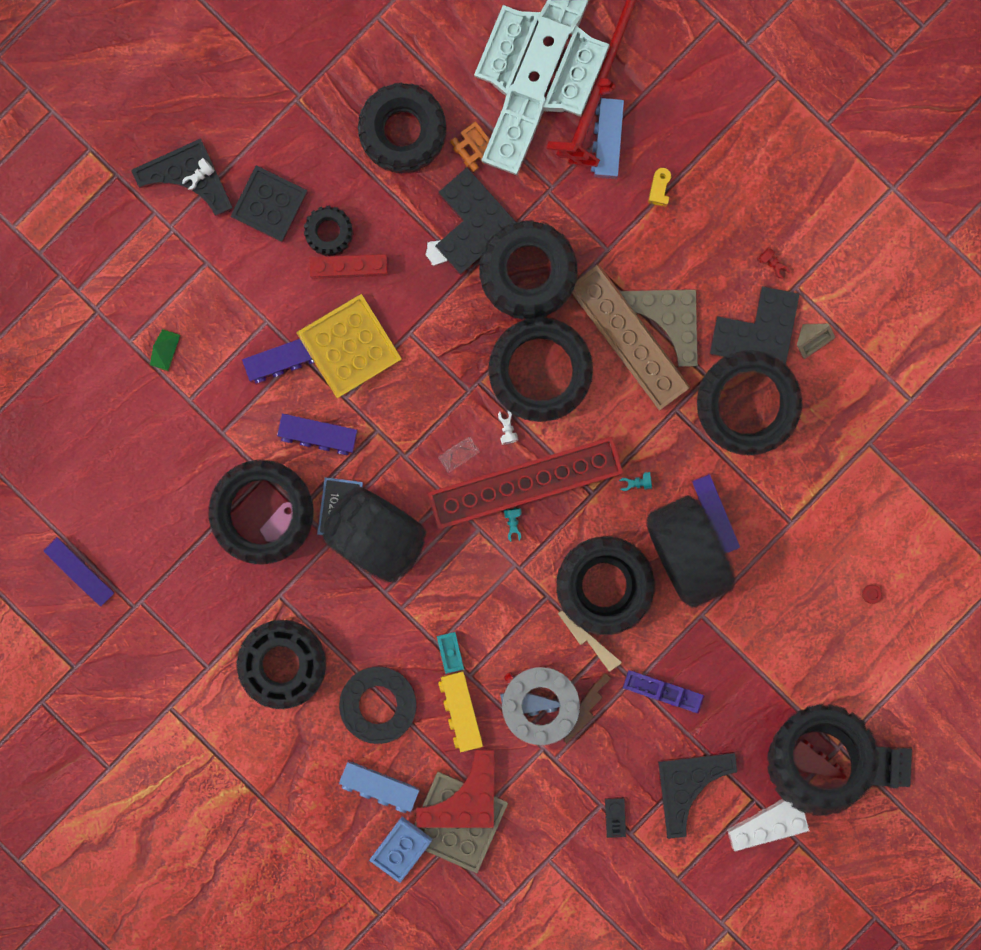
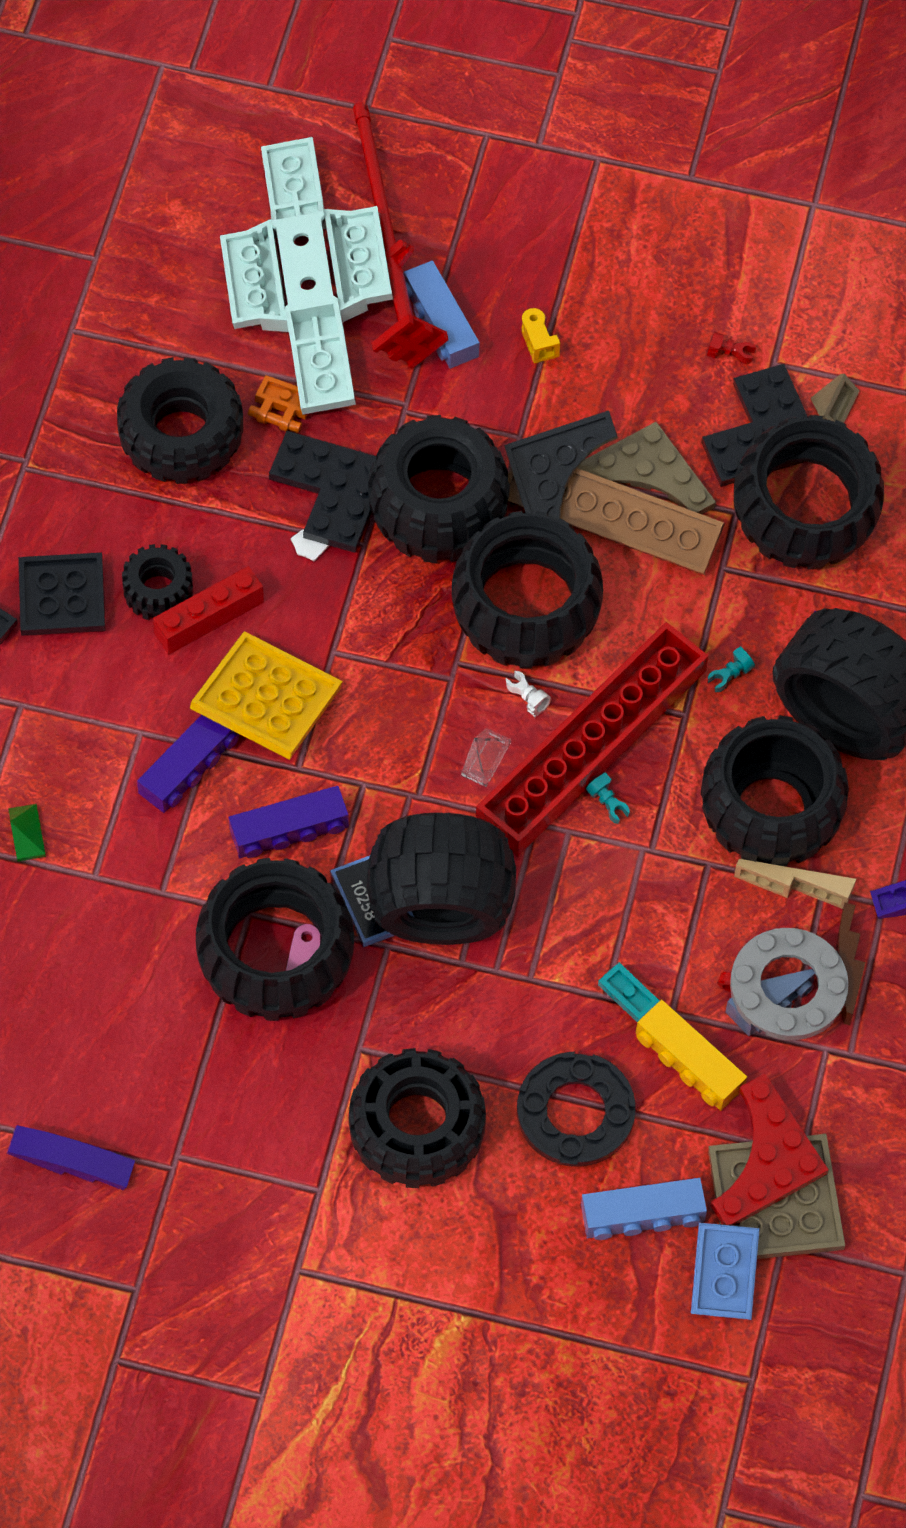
camera: 30 degrees left, 25 degrees down
(604, 288) = (549, 459): none -> black plate

